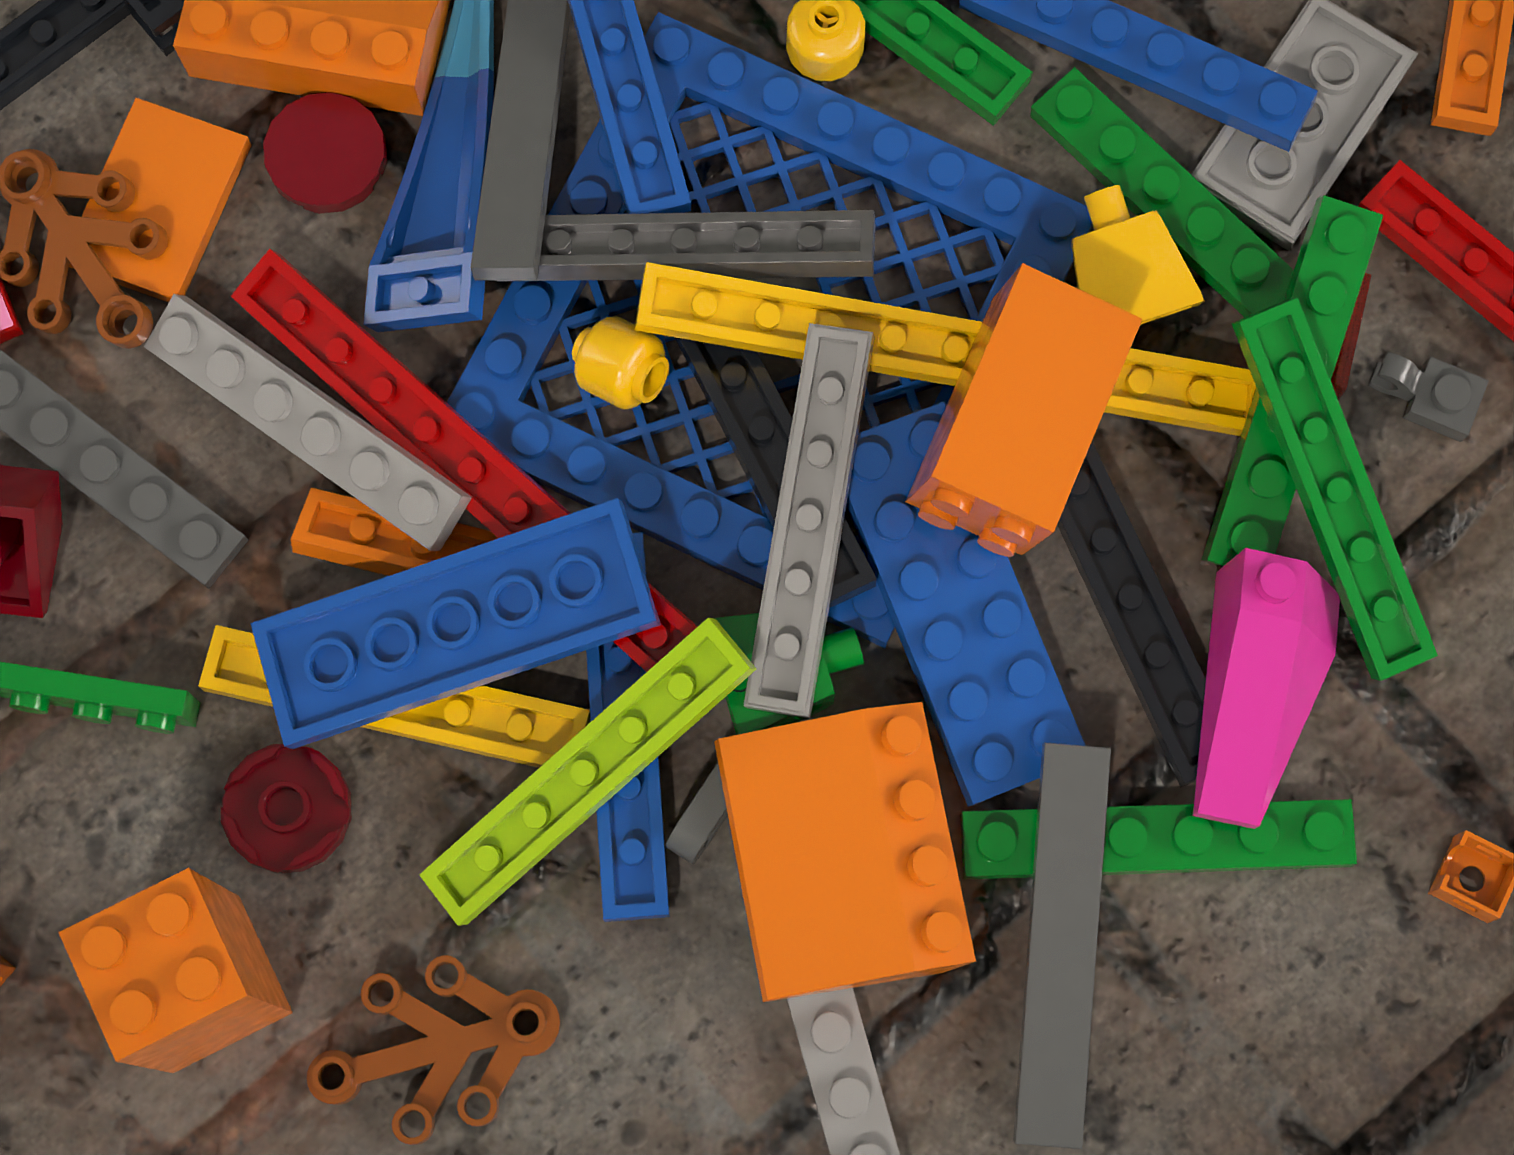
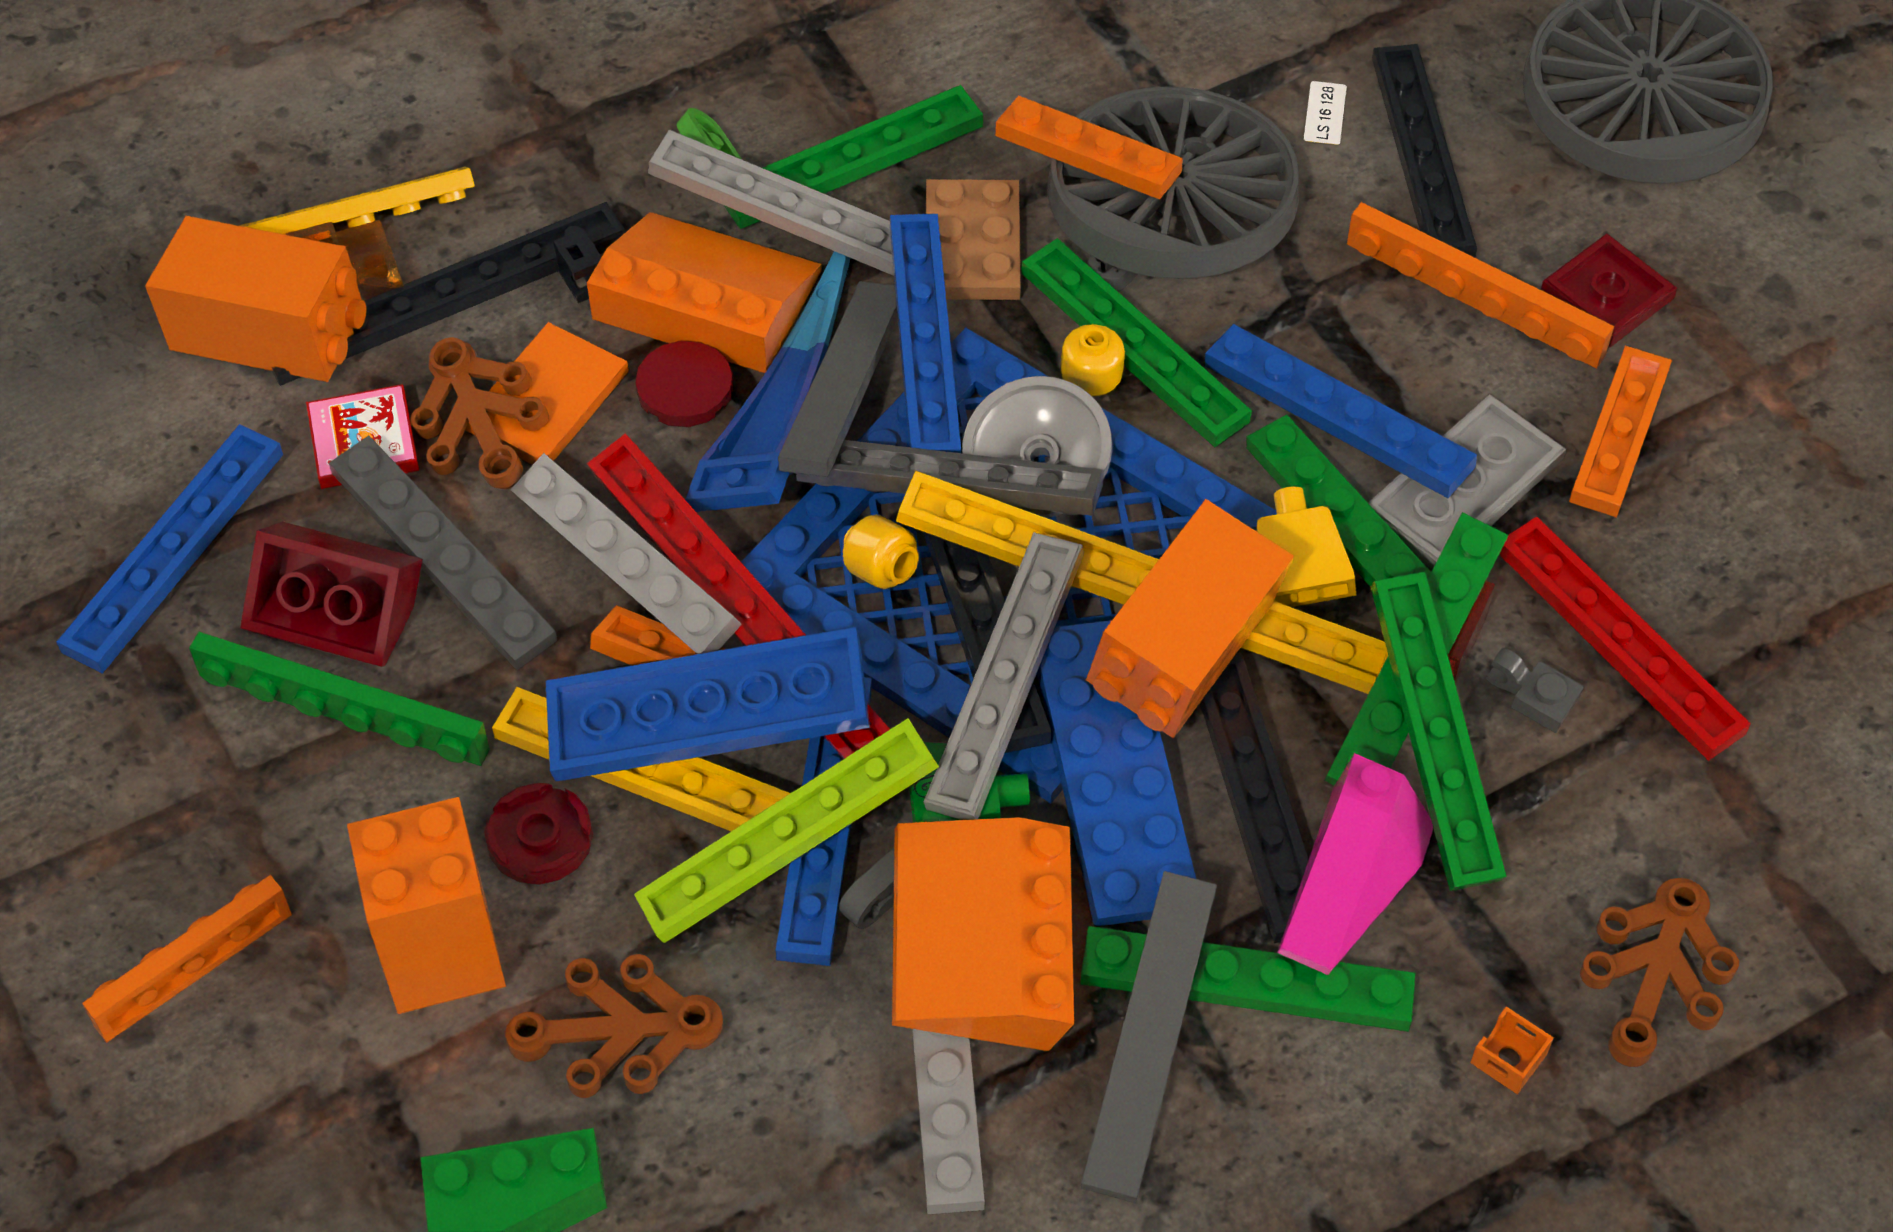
camera: 10 degrees right, 20 degrees down
(779, 137) = (1038, 419): none -> light grey dish

